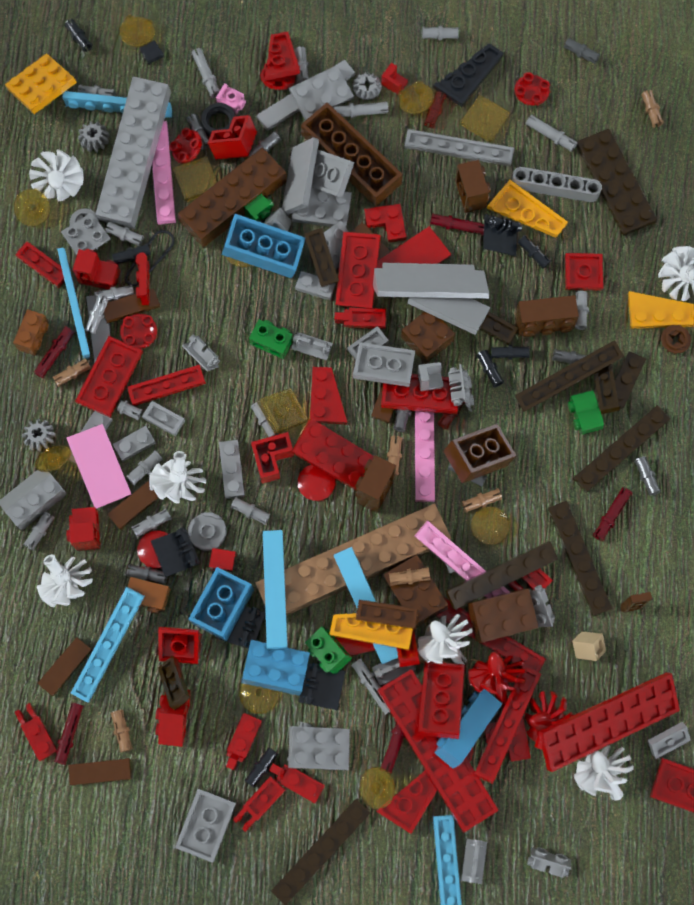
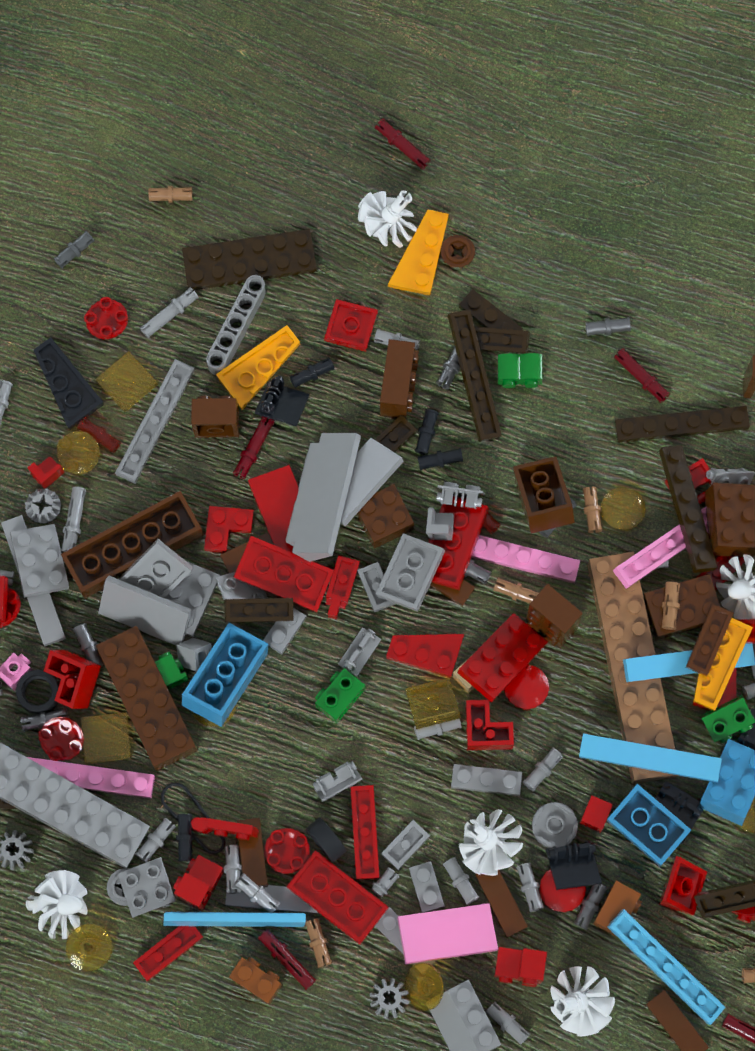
camera: 75 degrees left, 0 degrees up
(151, 355) = (326, 839): none -> black tyre
(621, 448) = (569, 345): dark brown plate -> none

